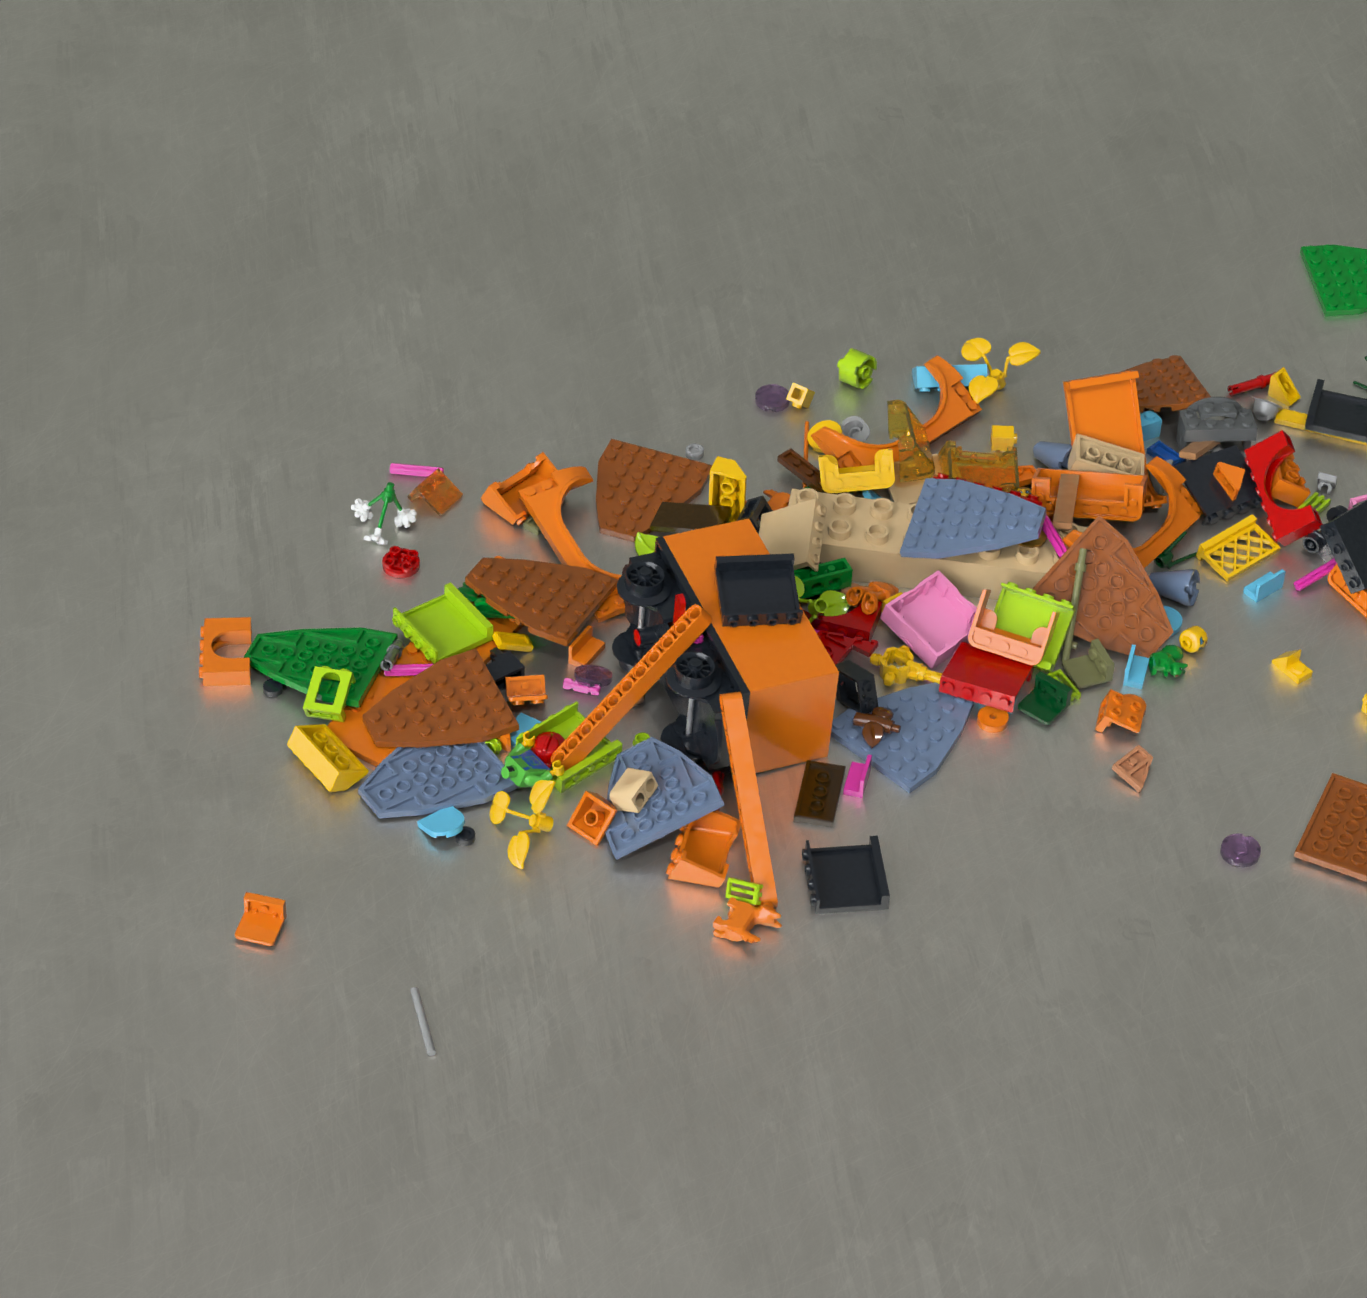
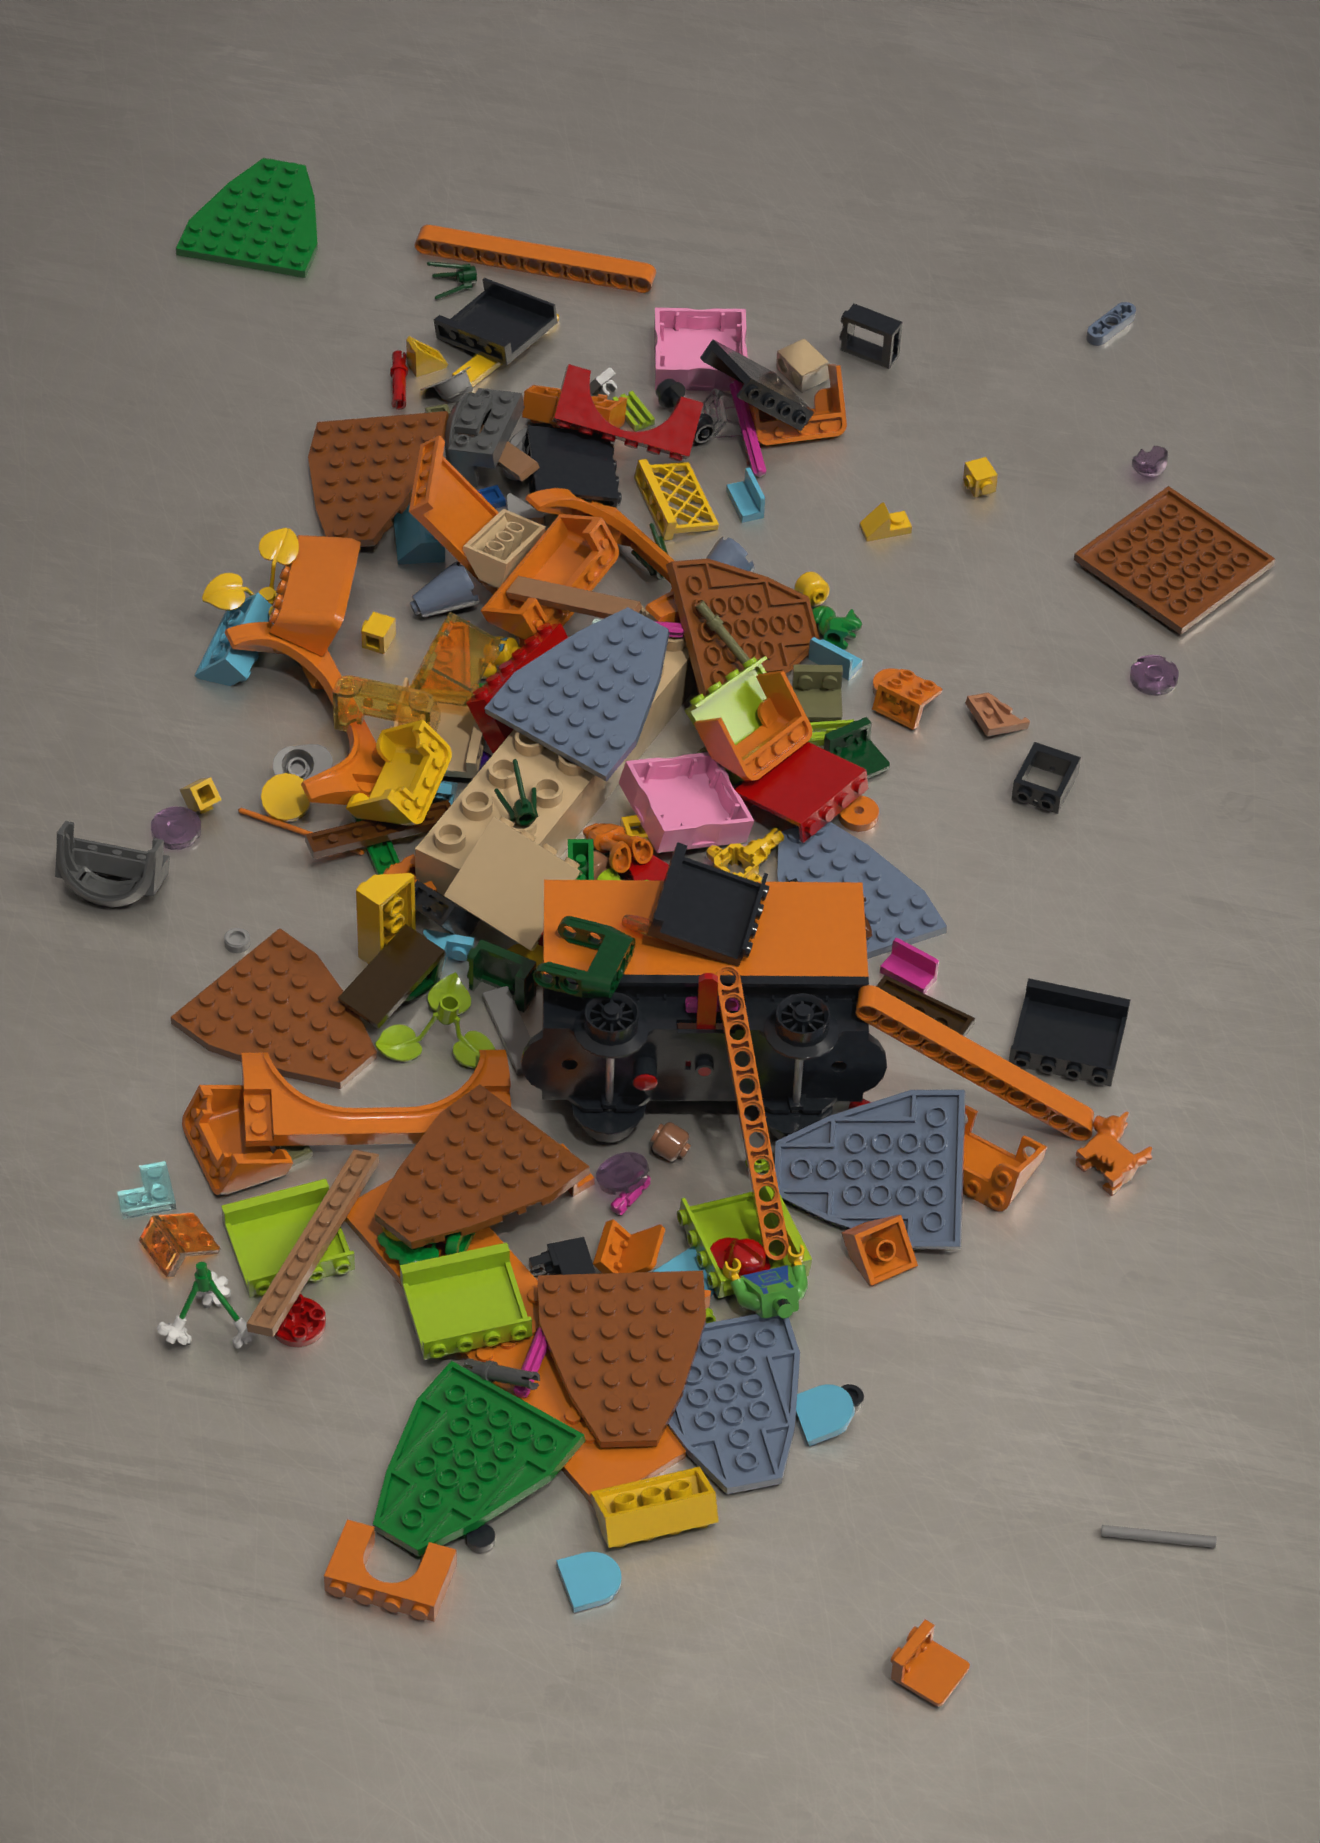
camera: 70 degrees left, 5 degrees up
(262, 745) = (589, 1579): none -> medium azure tile
(324, 711) = (523, 1461): lime panel -> none
(413, 470) = (119, 1250): axle -> none
(452, 542) = (312, 1243): none -> medium nougat plate
(462, 539) = (267, 1229): none -> lime panel
(466, 474) = (153, 1197): none -> clear light blue plate
(512, 641) = (521, 1239): yellow tile -> none
(519, 844) = (869, 1280): yellow plant -> none
(633, 790) = (877, 1184): tan piece -> none
(679, 558) = (606, 969): none -> dark green connector
(717, 380) = (82, 855): none -> dark grey piece
(756, 893) = (1067, 1132): lime tile -> none
(843, 519) = (523, 811): none -> dark green plant
(856, 368) = (182, 721): lime brick -> none
(1005, 386) = (315, 592): none -> orange windscreen
(1087, 820) = (1051, 761): none -> black window
(1230, 478) = (587, 451): orange slope -> none

